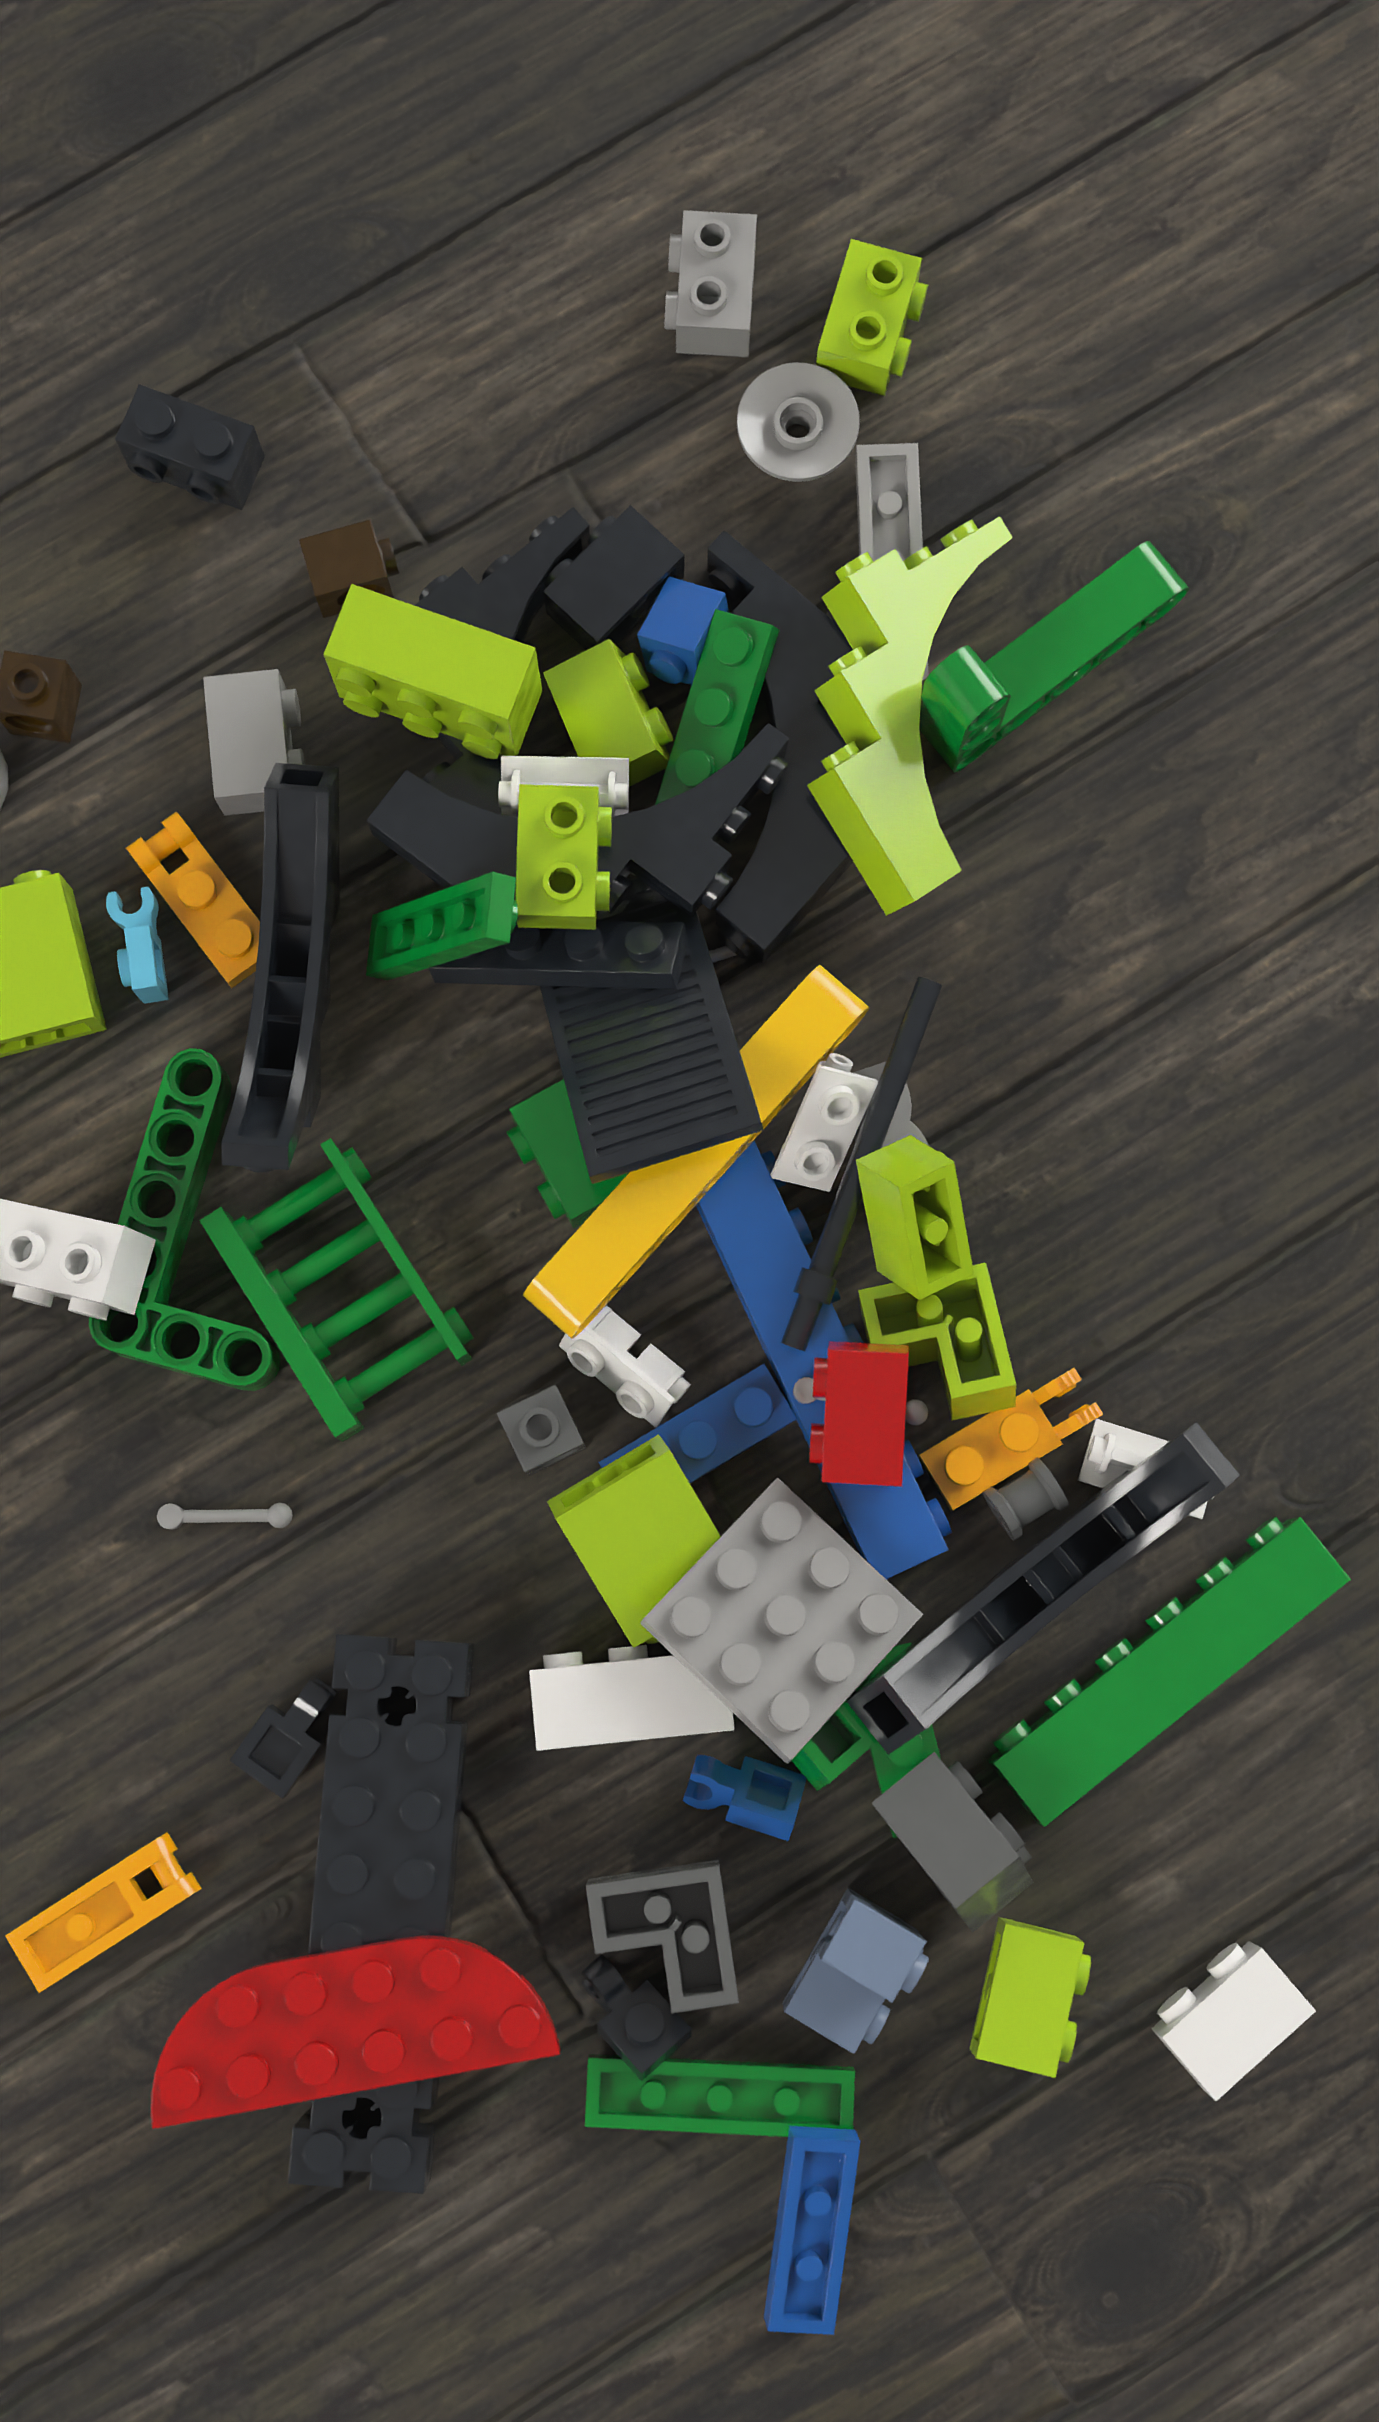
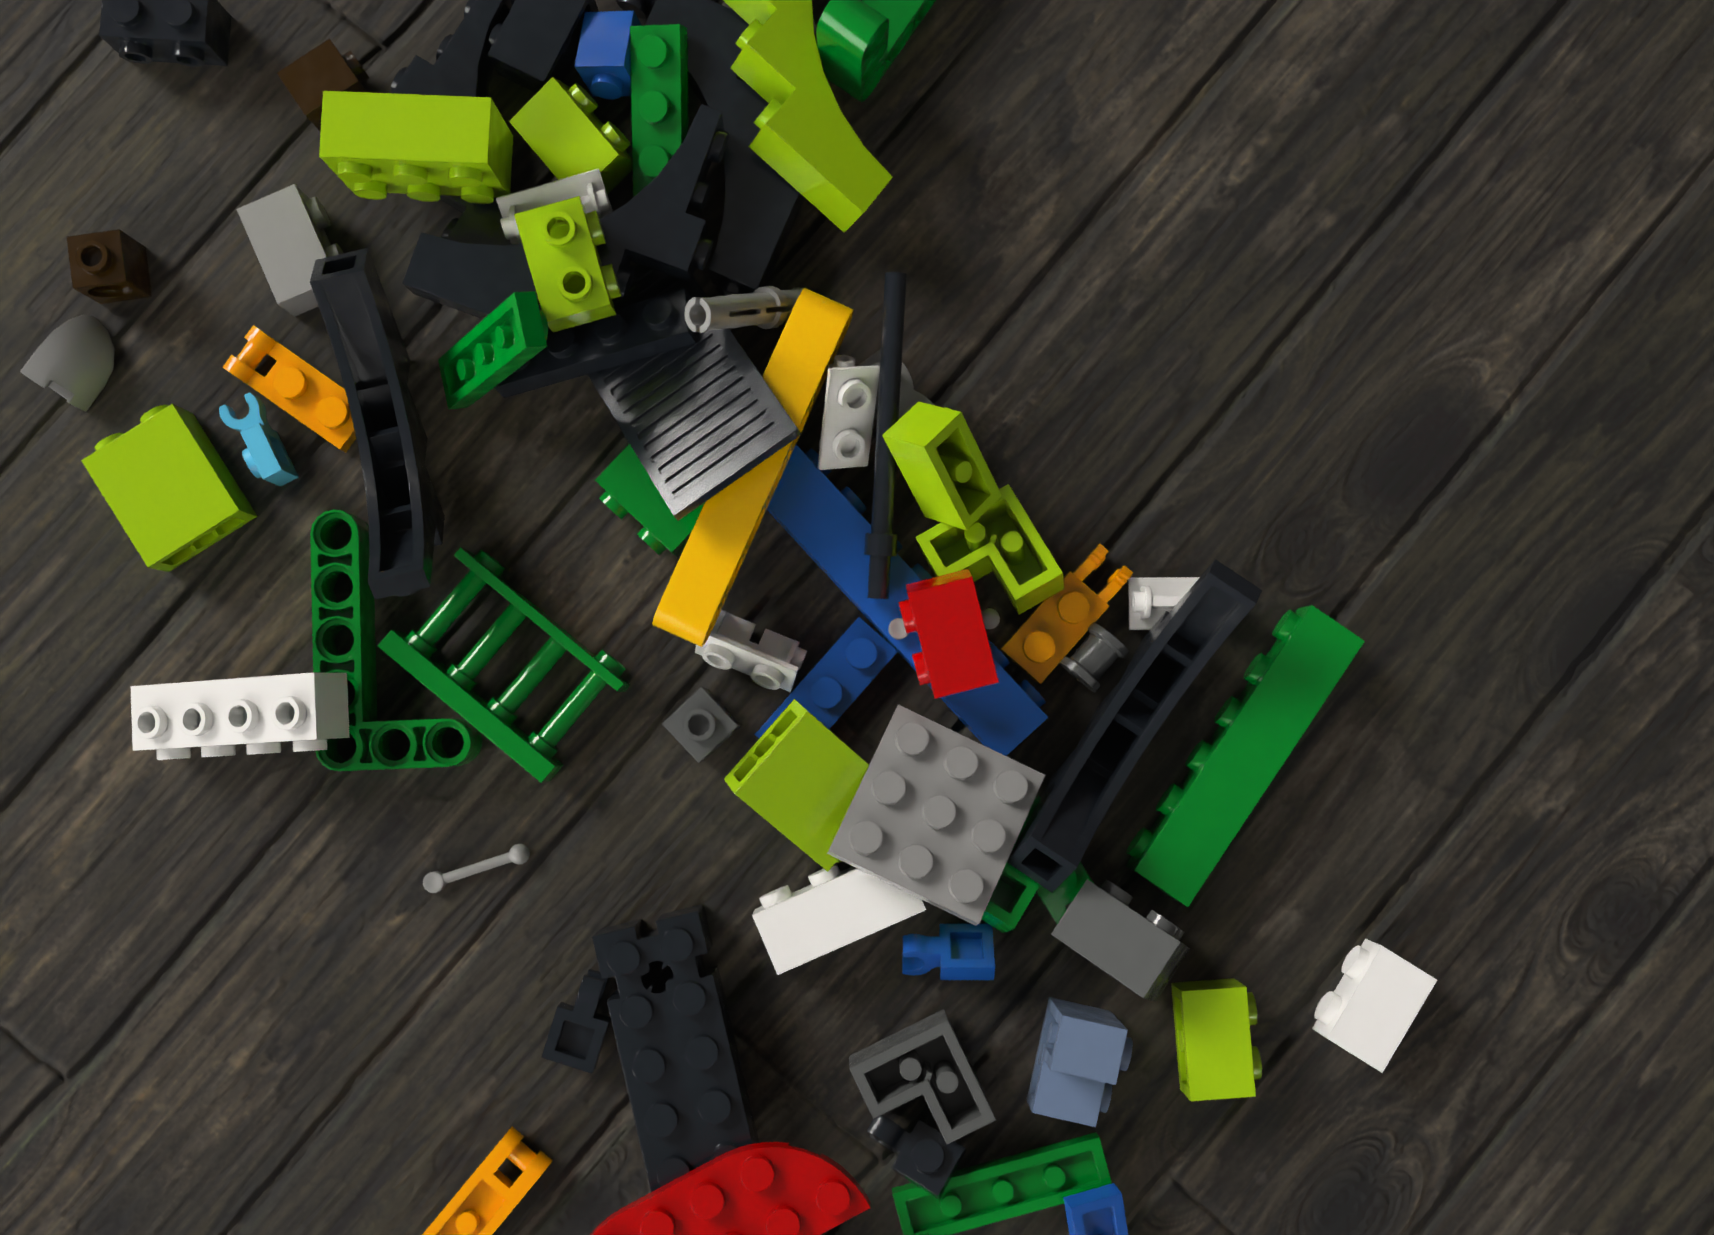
camera: 25 degrees left, 5 degrees up
(767, 972) = (747, 309): none -> light grey pin

